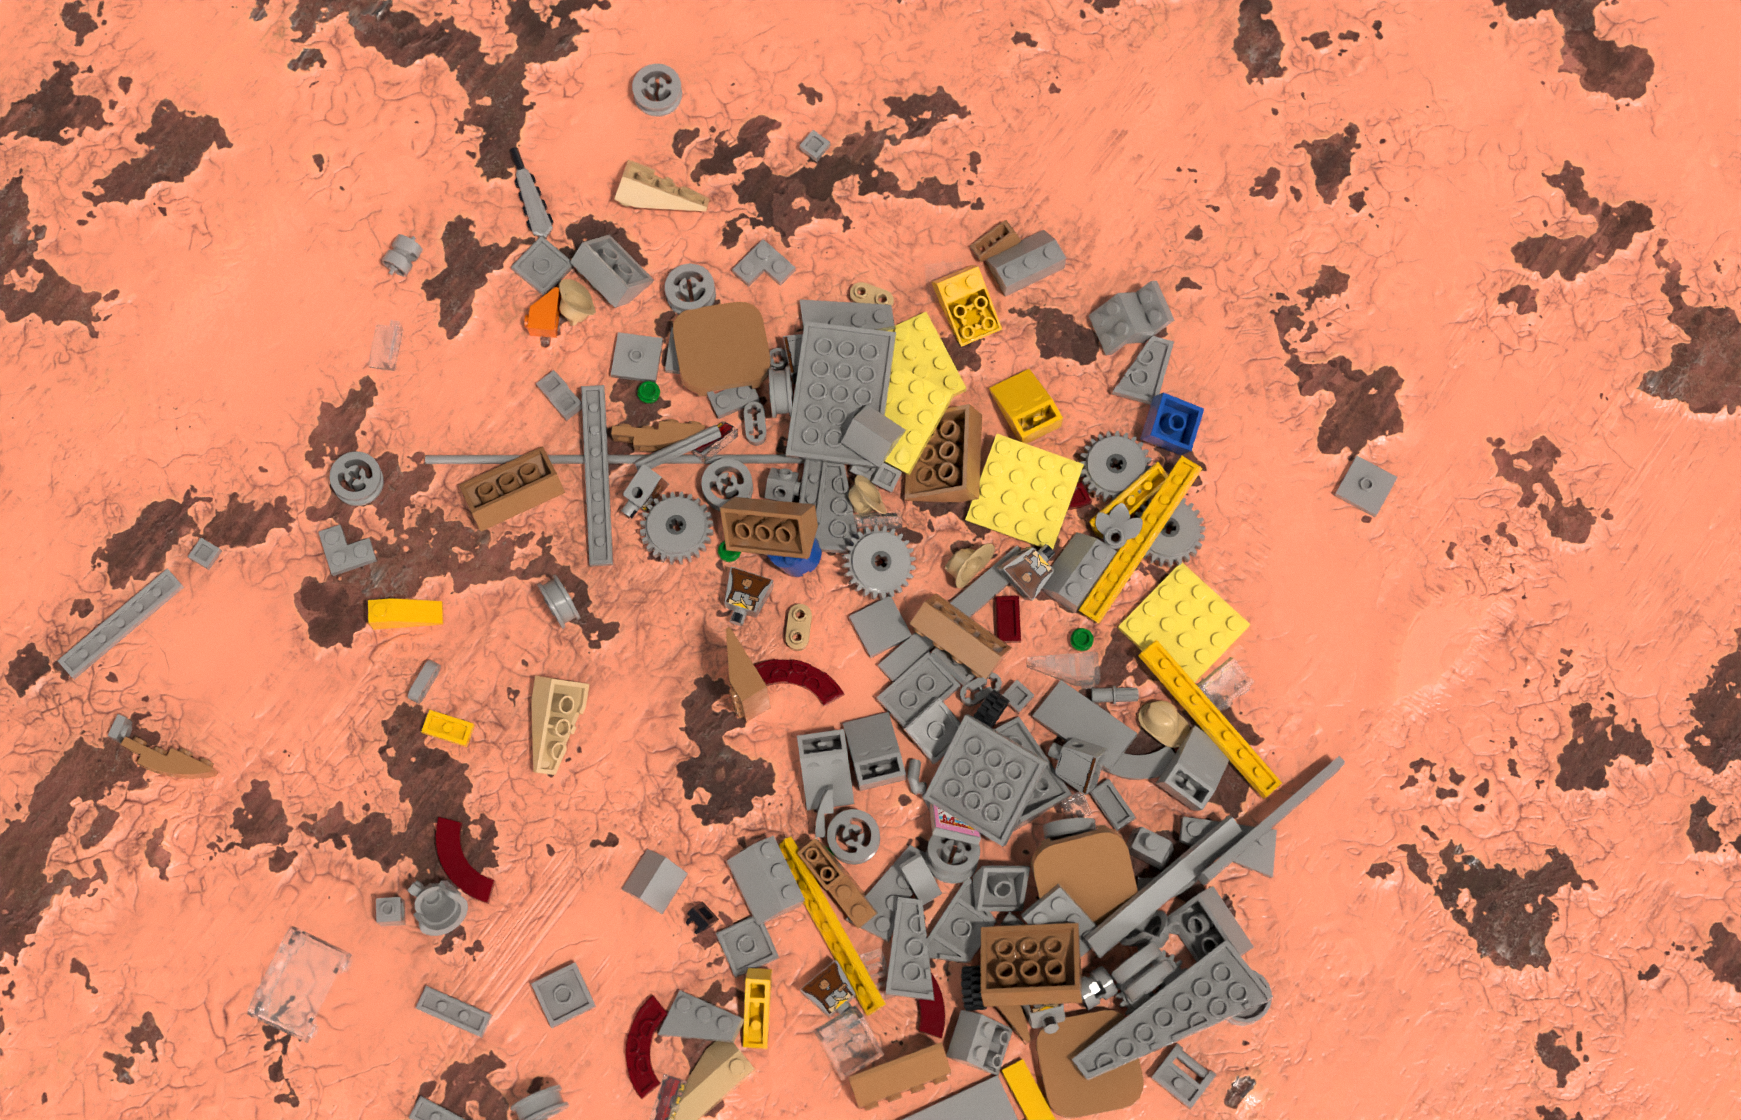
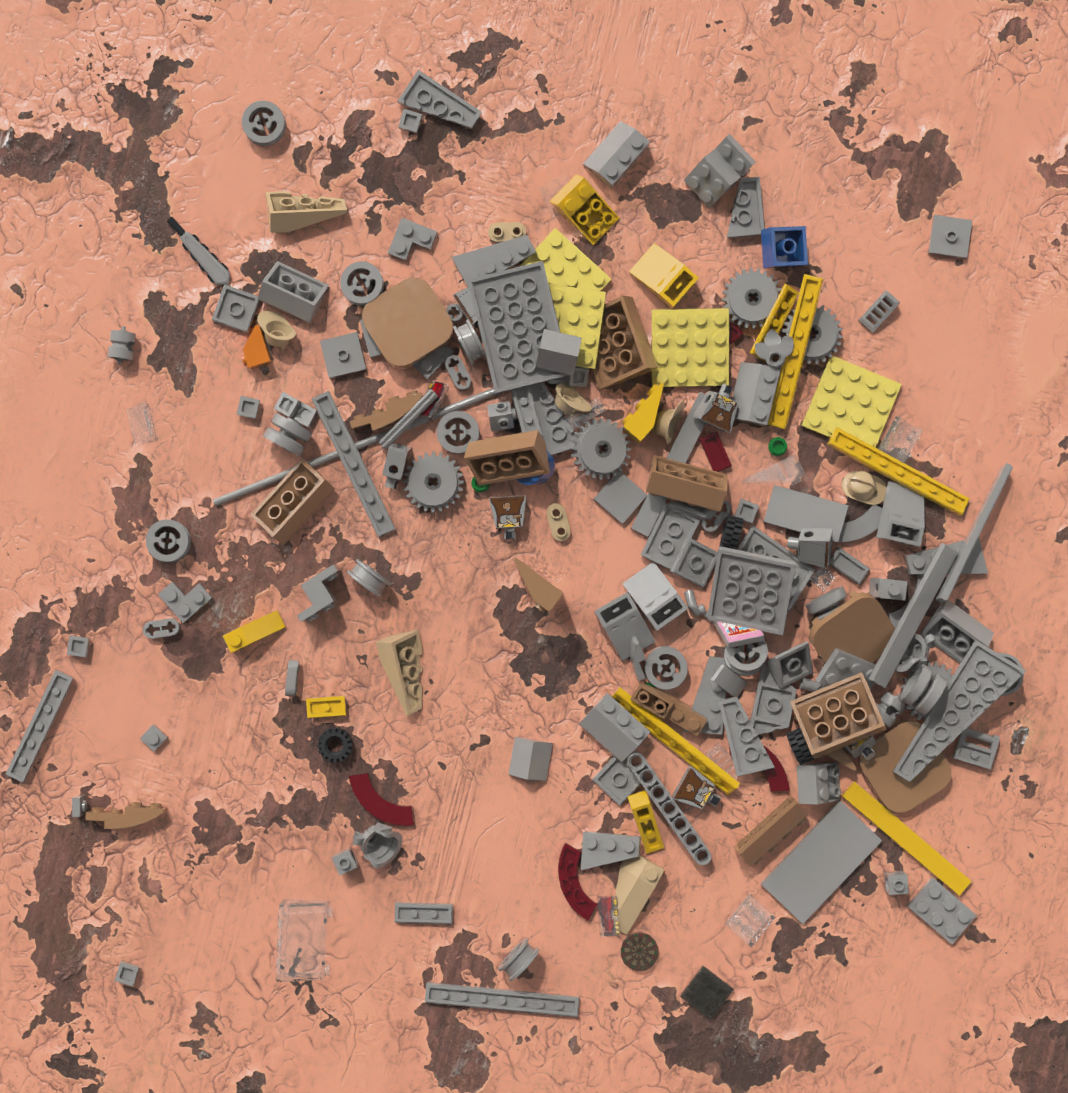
camera: 25 degrees left, 15 degrees up
(83, 942) = (127, 973): none -> light grey plate
(240, 687) = (154, 737): none -> light grey plate
(304, 576) = (160, 623): none -> light grey beam
(438, 789) = (327, 753): none -> black tyre
(496, 597) = (319, 593): none -> light grey bracket
(509, 372) = (248, 407): none -> light grey plate
(541, 411) = (287, 434): none -> light grey wheel
(563, 995) = (499, 869): light grey plate -> none
(648, 392) = (364, 380): green plate -> none
(702, 917) = (577, 772): black tile -> none
(790, 988) = (676, 814): none -> light grey beam
(802, 675) = (573, 558): dark red tile -> none
(848, 1042) = (724, 823): clear brick -> none
(853, 136) = (436, 100): none -> light grey wing
(937, 547) = (643, 420): none -> yellow slope
(1007, 237) = (584, 139): medium nougat slope -> none
(1114, 694) = (818, 480): light grey axle -> none
(1259, 524) = (891, 299): none -> light grey slope

